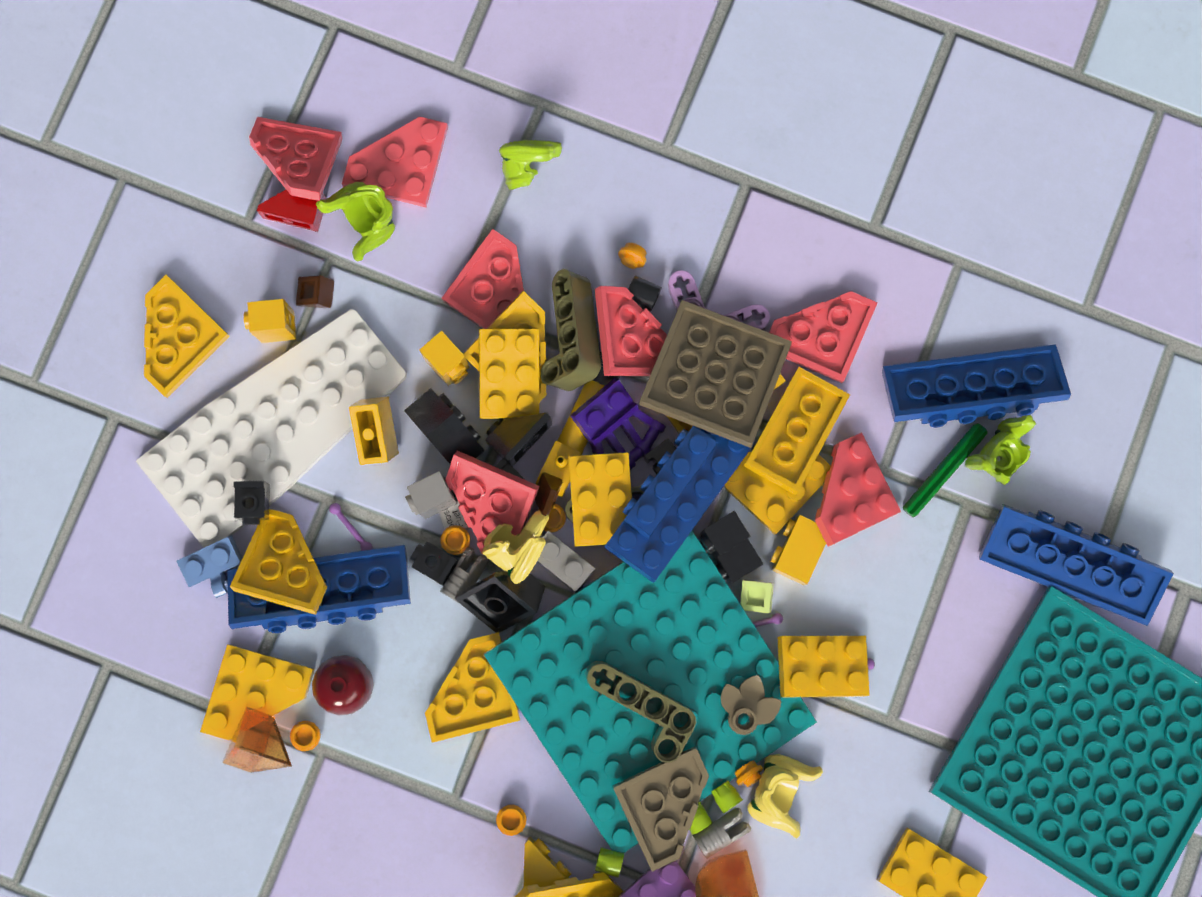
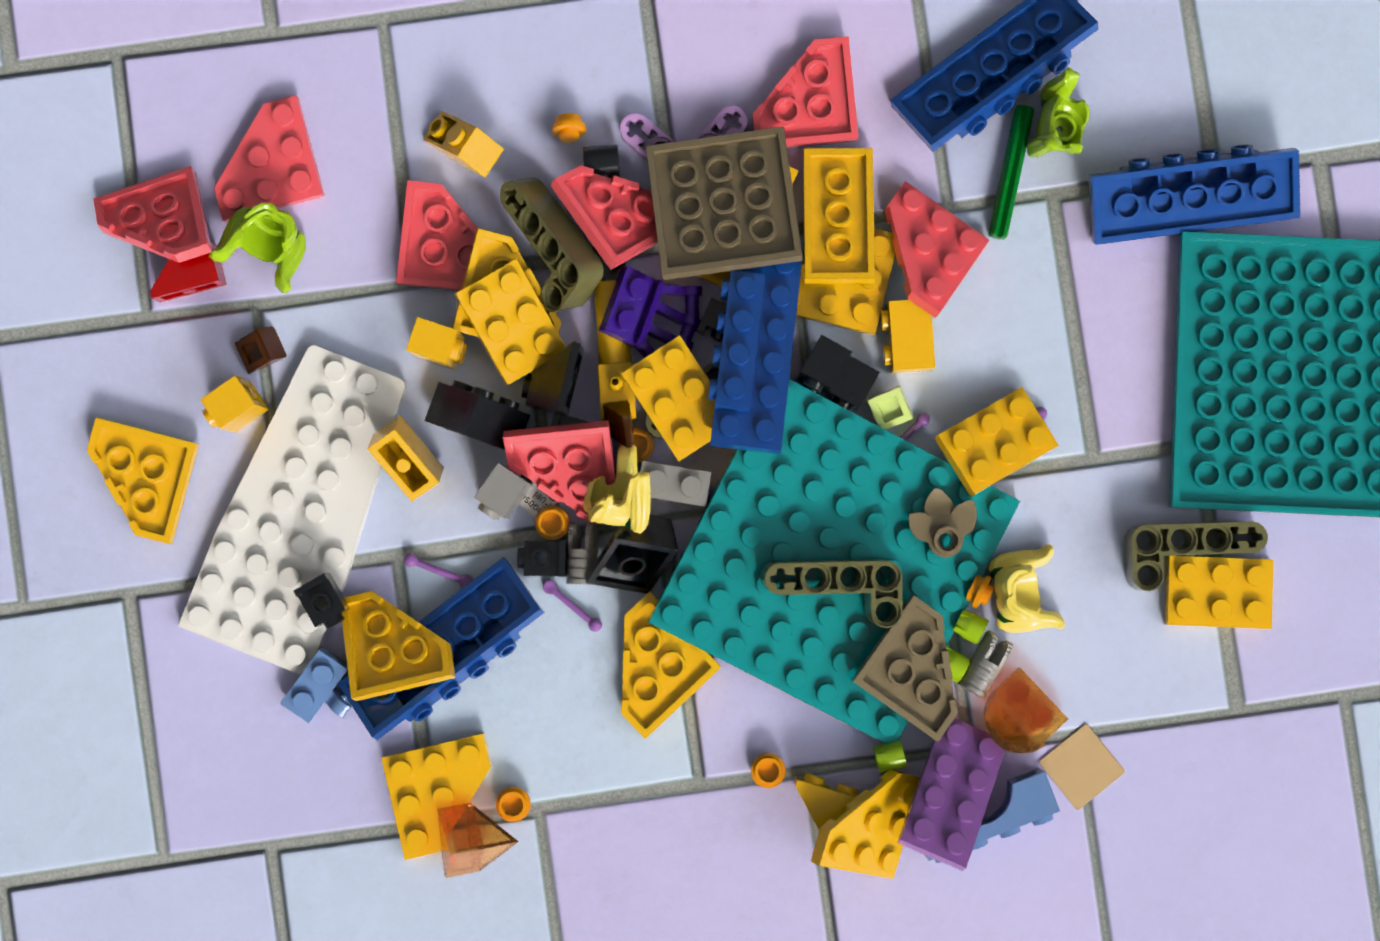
camera: 25 degrees left, 5 degrees up
(342, 685) = (521, 732): dark red cylinder -> none
(426, 587) = (594, 624): none -> medium lavender hinge
(520, 154) = (391, 88): lime hair -> none
(548, 224) = (463, 143): none -> yellow slope
(933, 830) = (1194, 544): none -> olive beam

